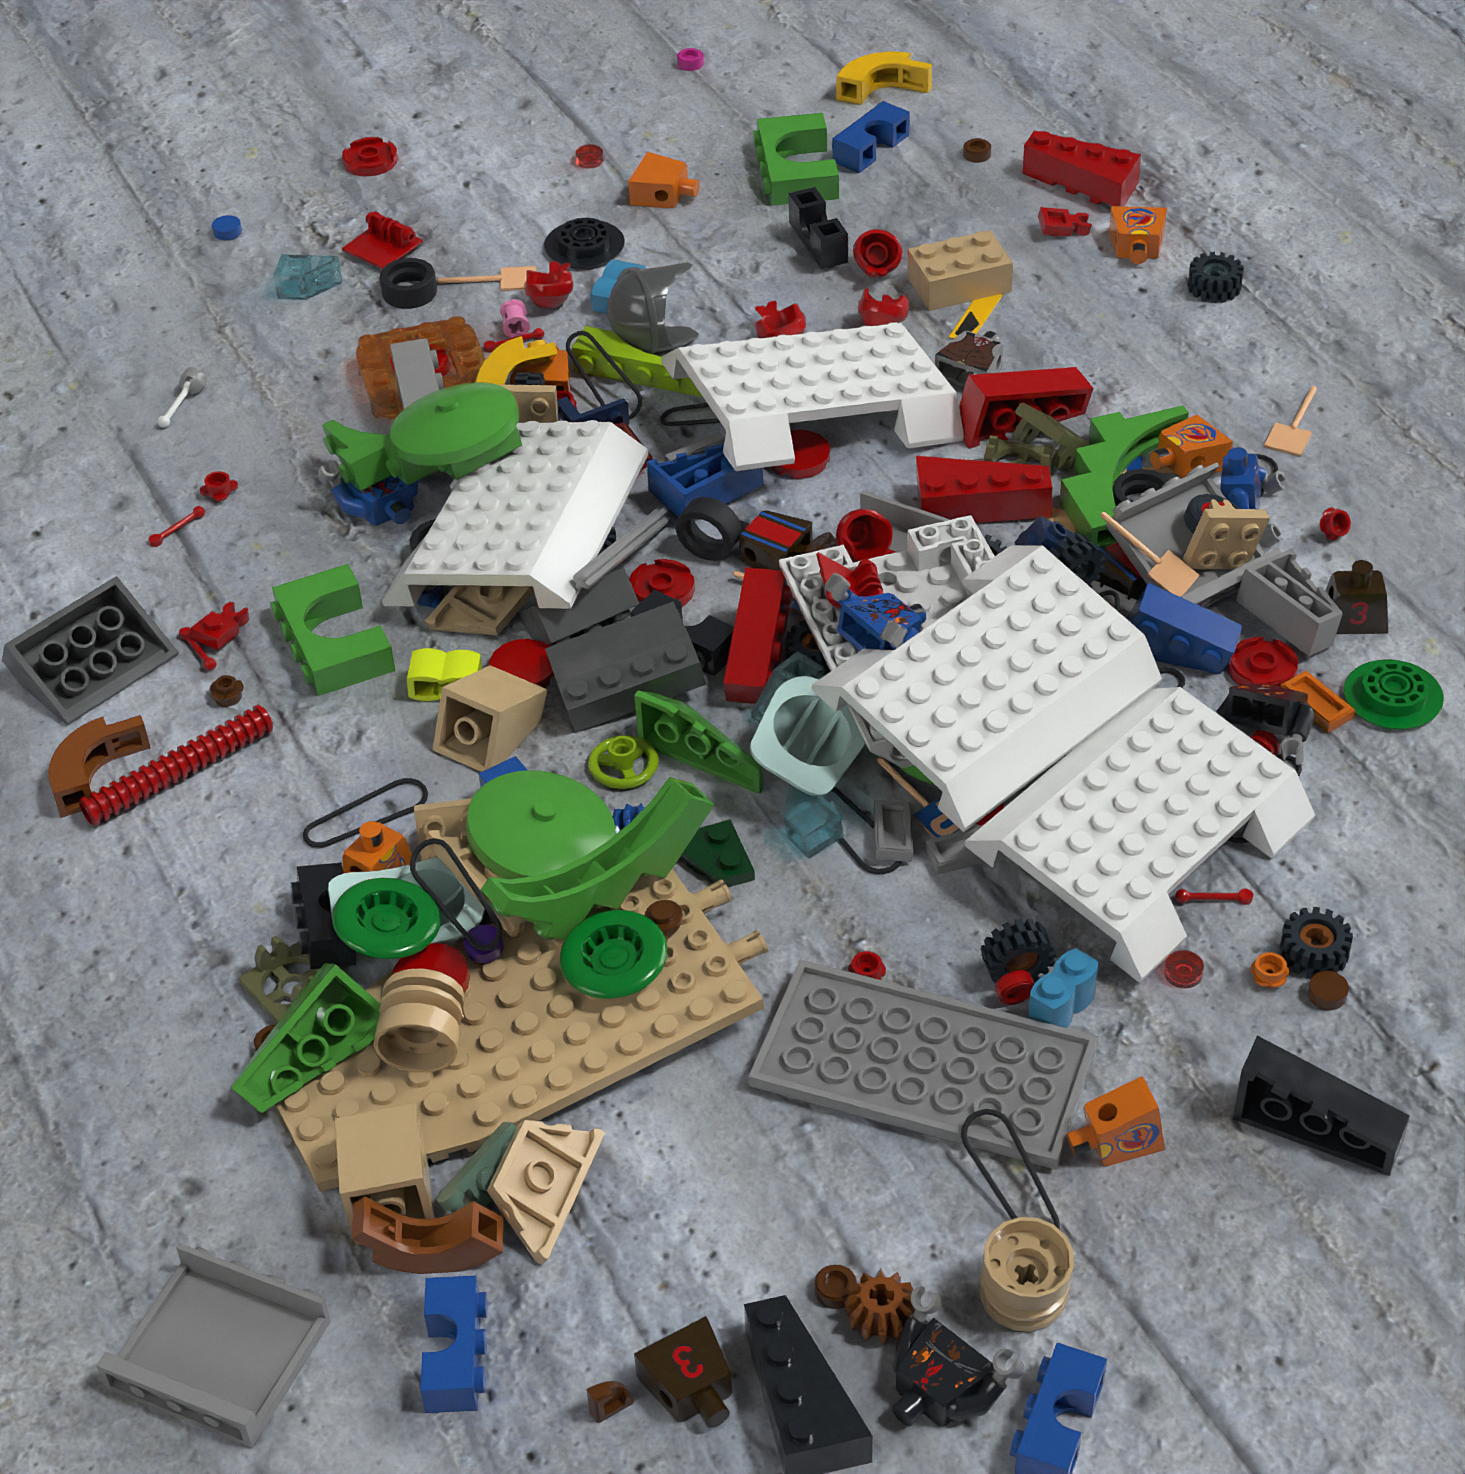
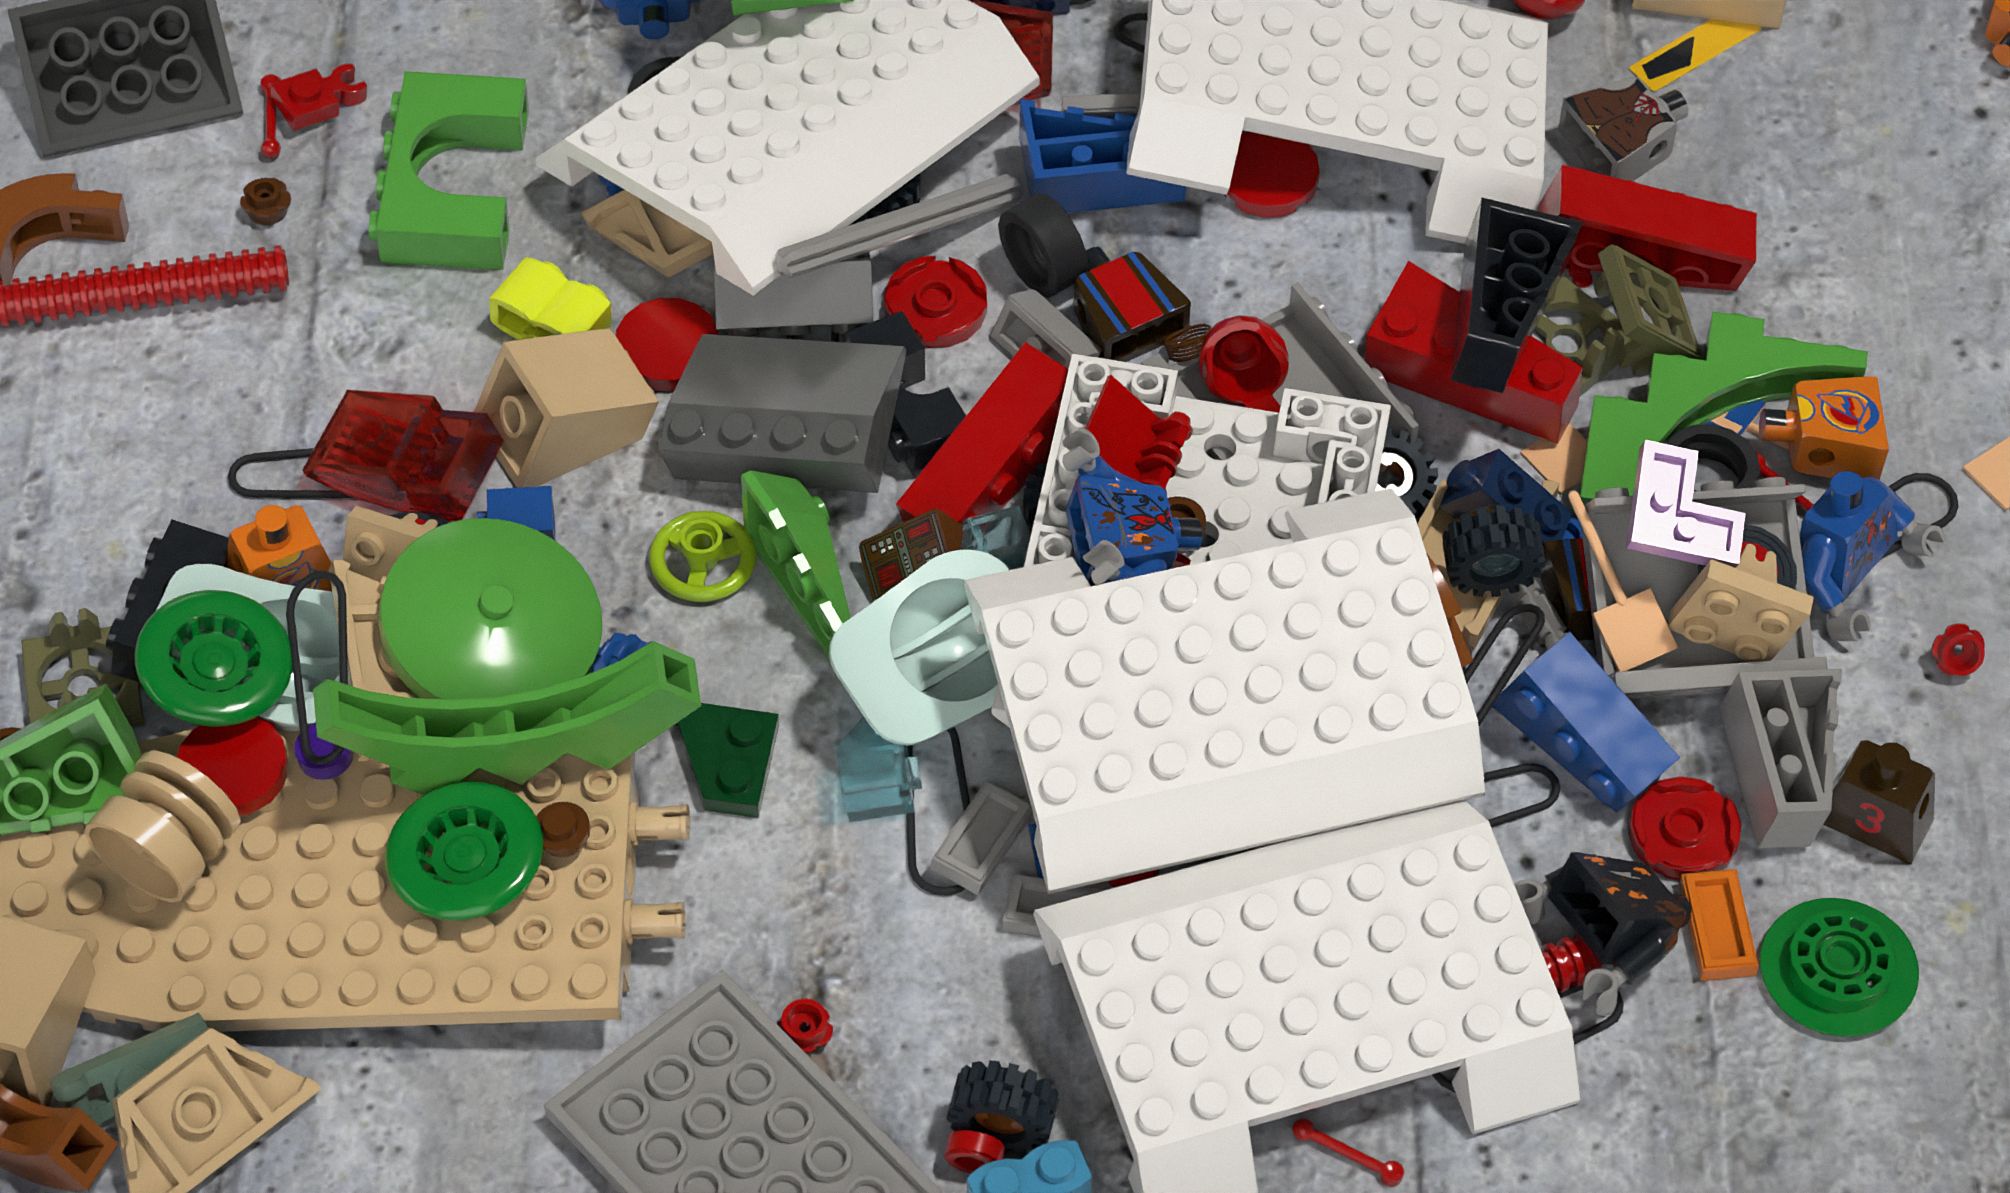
camera: 25 degrees right, 10 degrees up
(408, 775) = (405, 453): none -> clear red slope
(726, 574) = (1036, 321): none -> light grey slope
(747, 704) = (907, 547): none -> slope
(986, 440) = (1506, 283): none -> black wedge
(1164, 500) = (1666, 518): none -> plate

